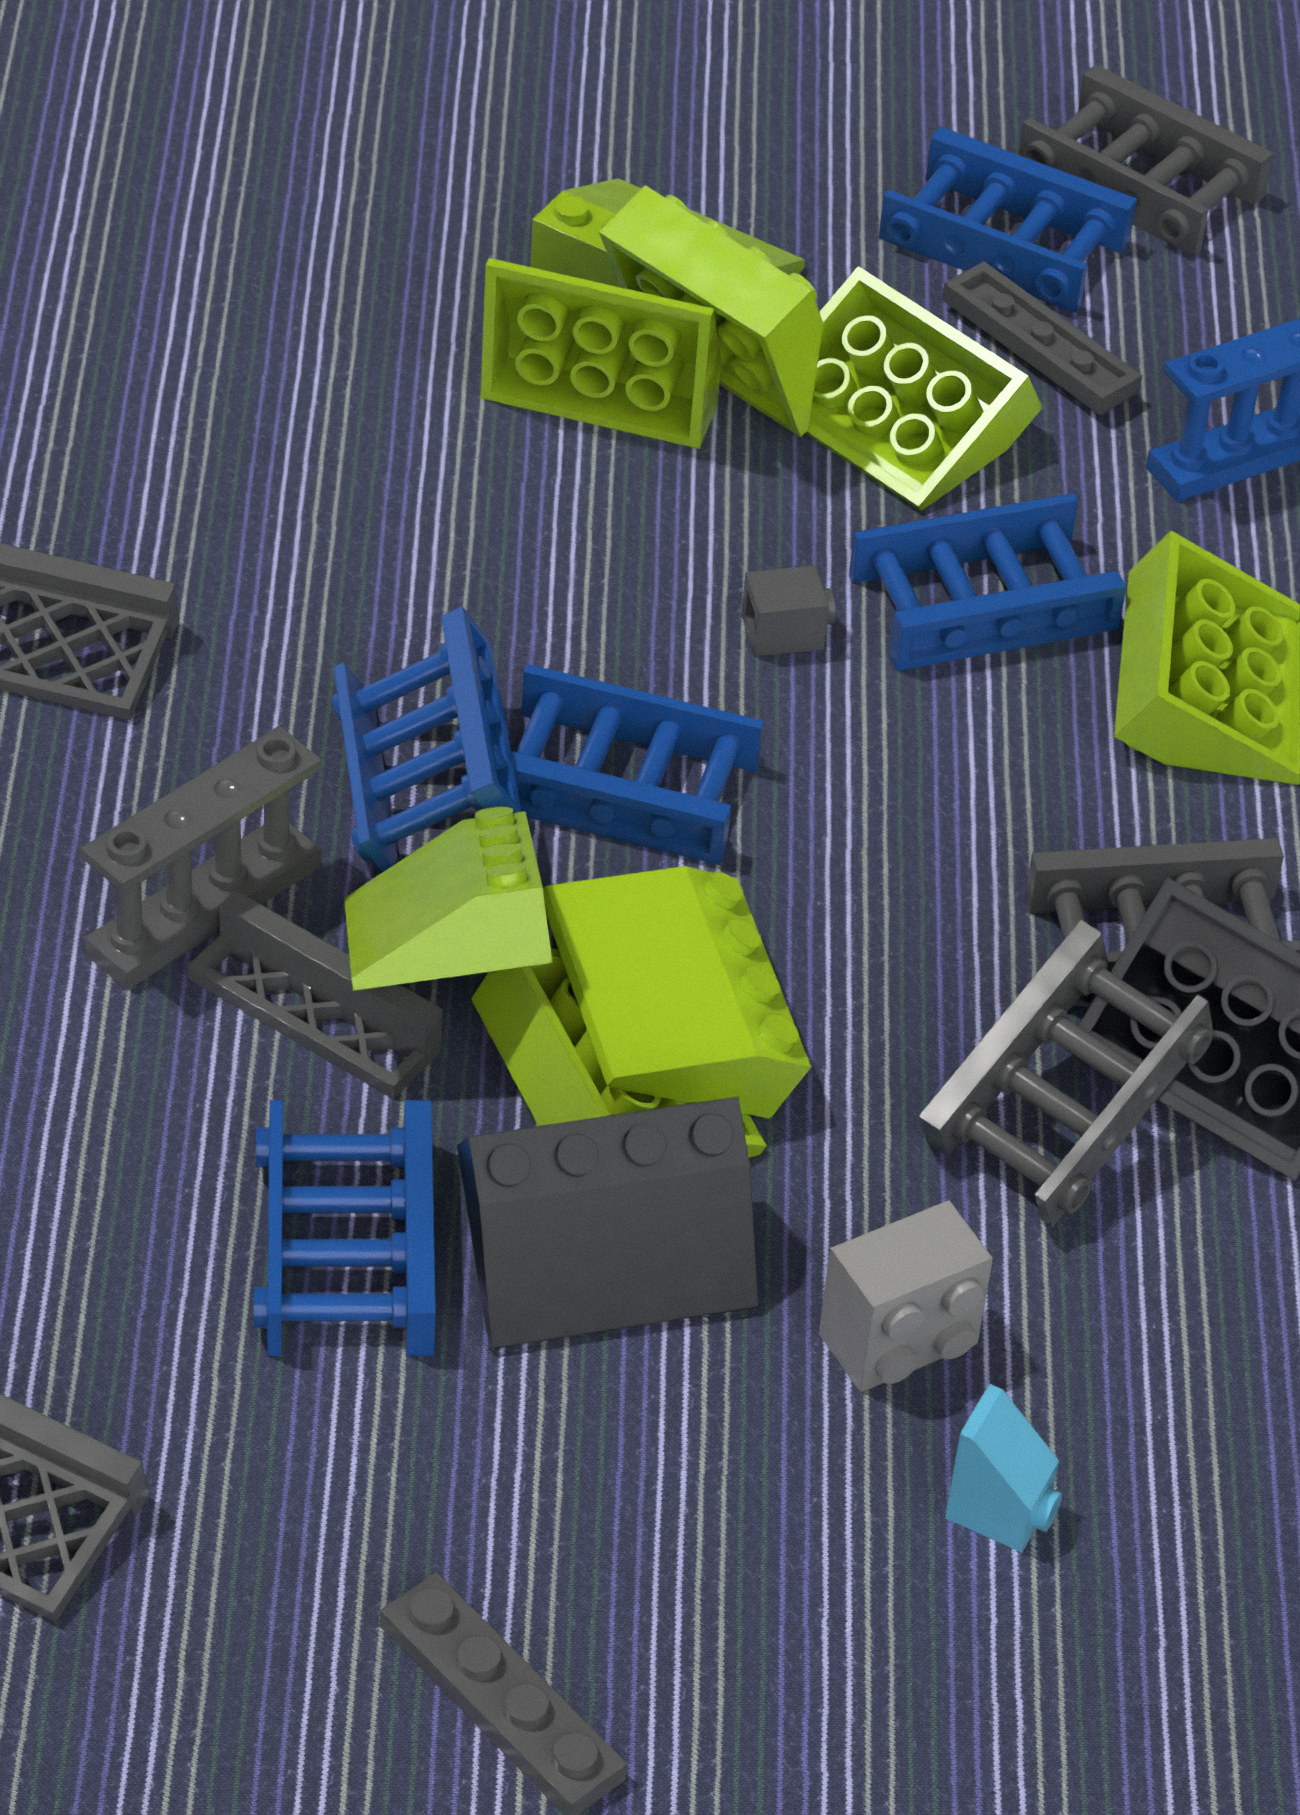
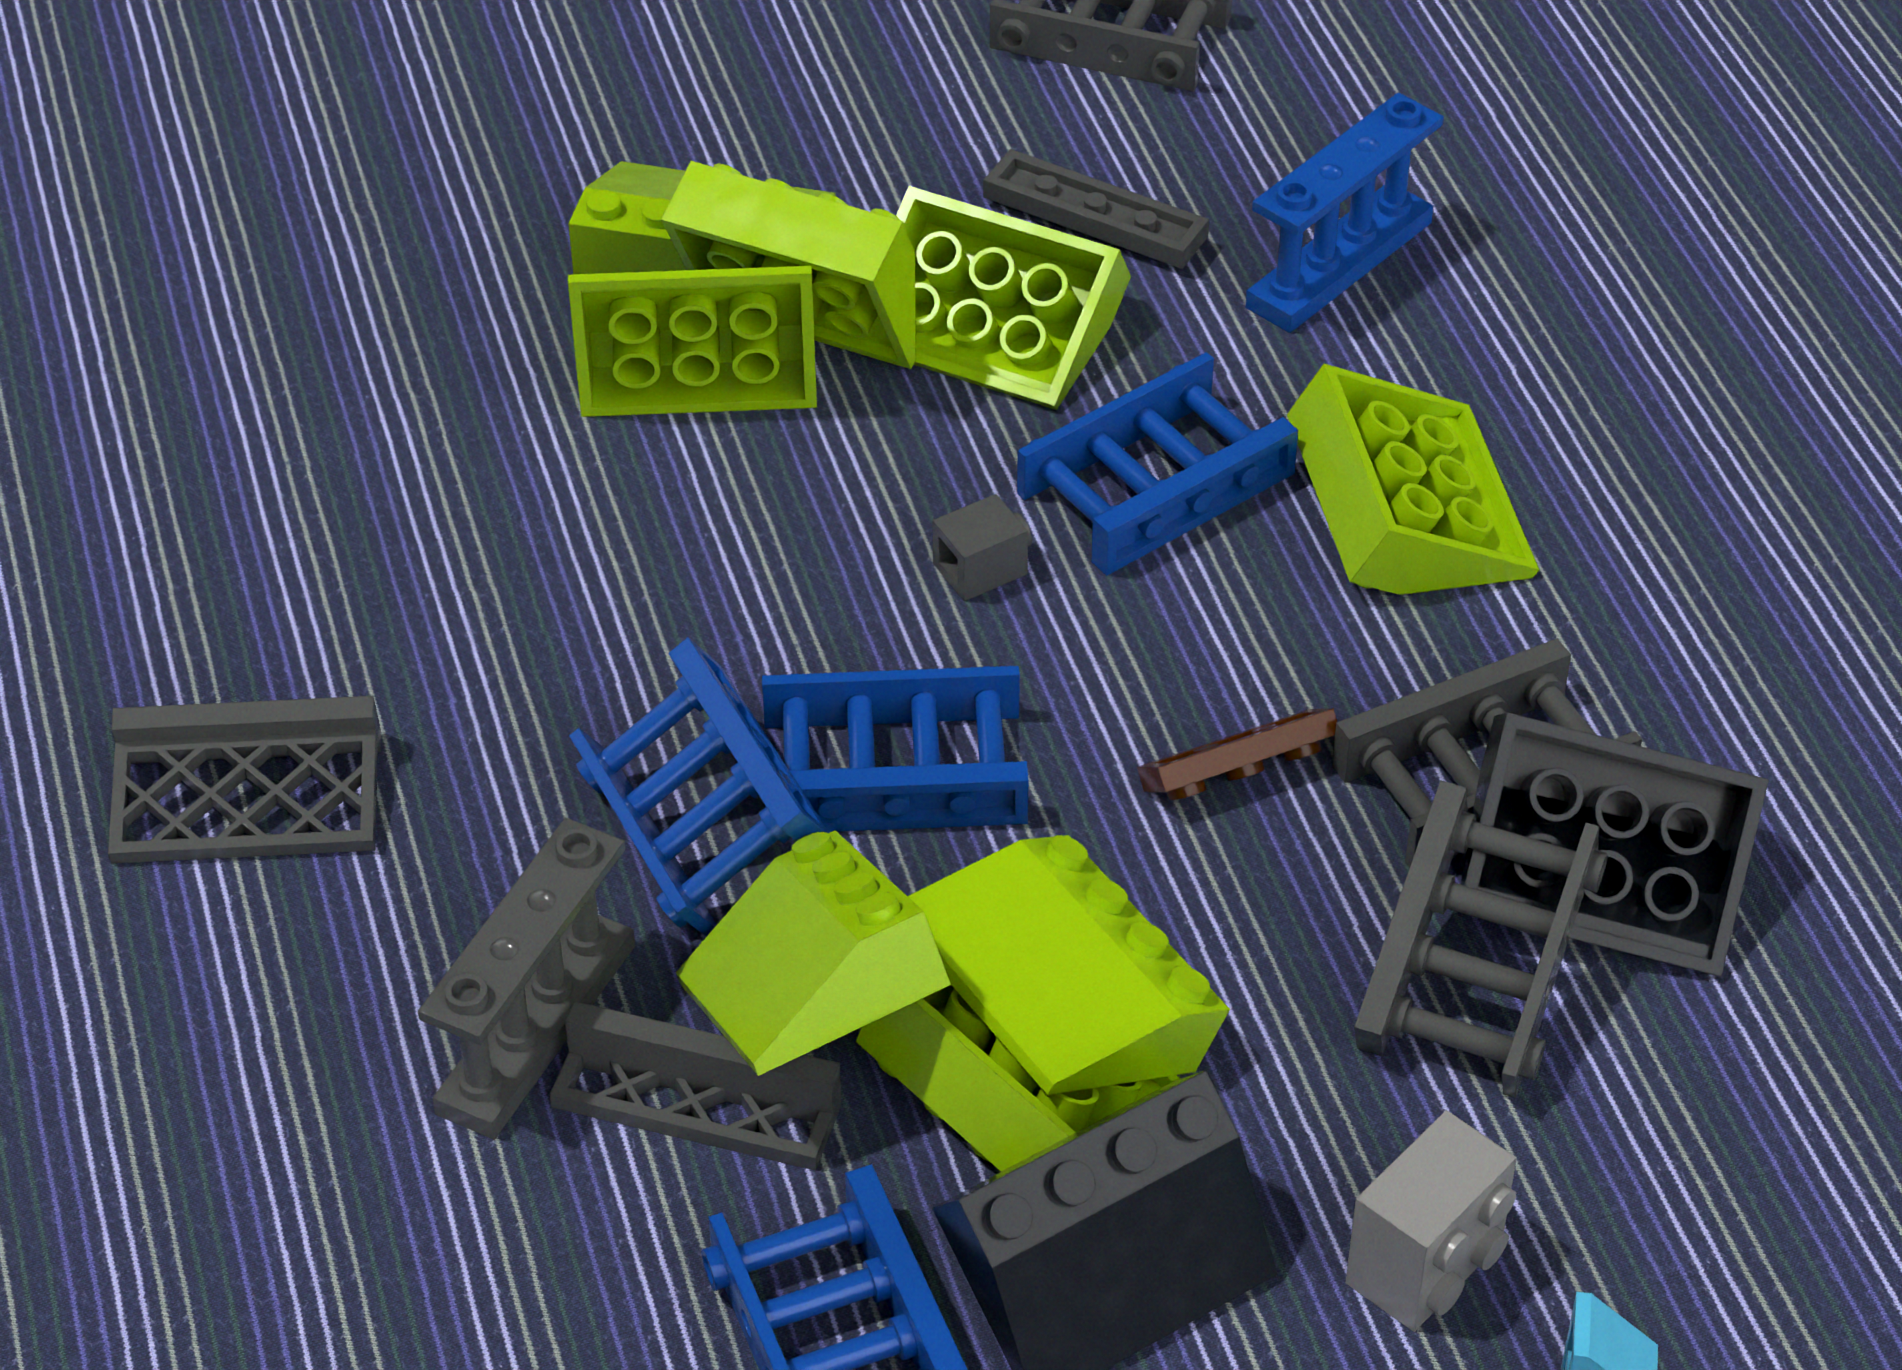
camera: 15 degrees left, 0 degrees up
(936, 858) = (1239, 753): none -> reddish brown plate
(1018, 186) = (1015, 69): blue fence -> none

